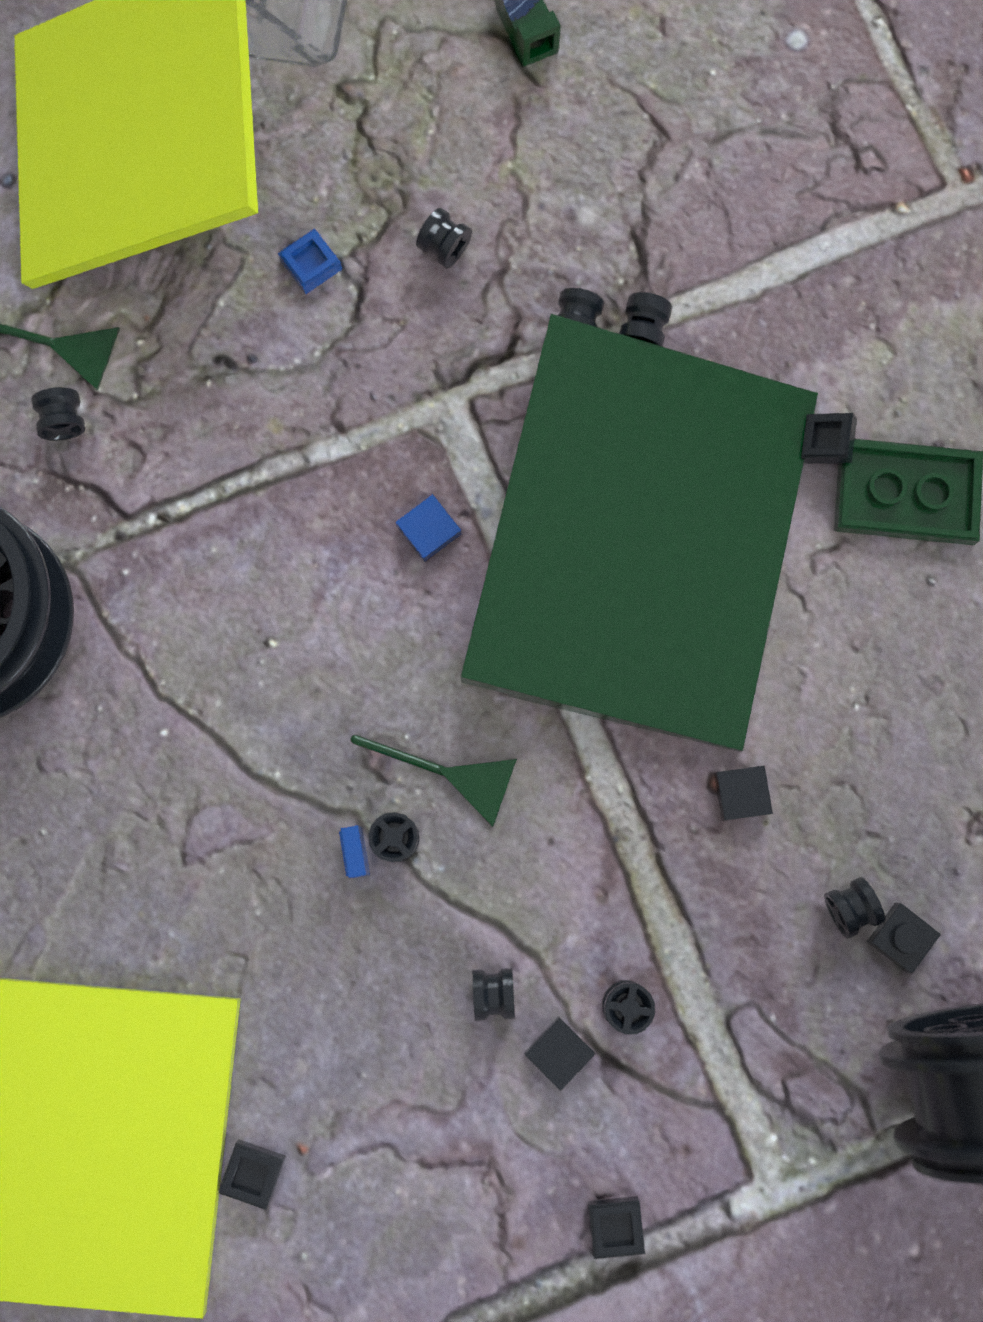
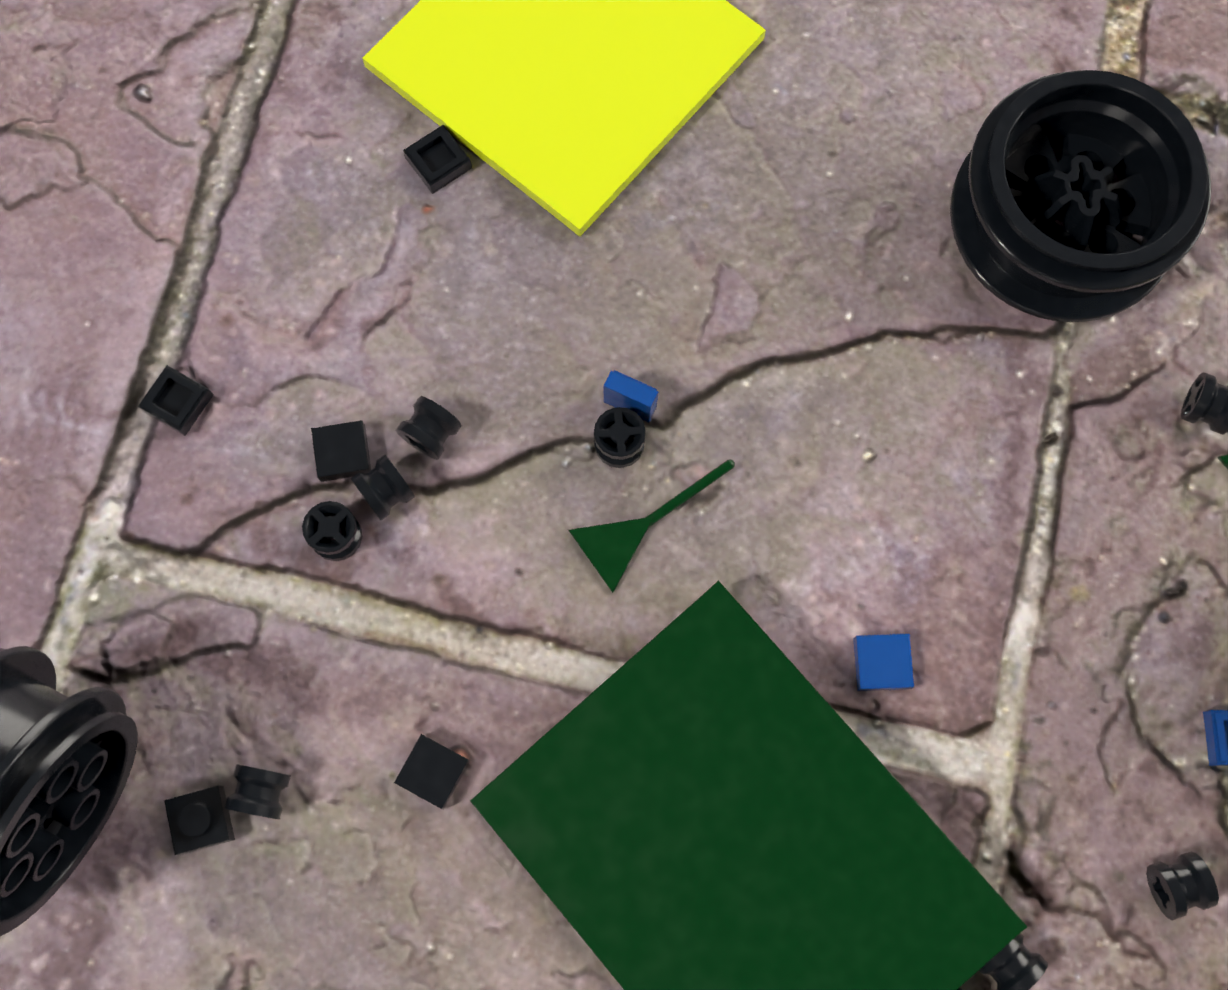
camera: 125 degrees right, 5 degrees down
(567, 993) = (383, 487): none -> black wheel

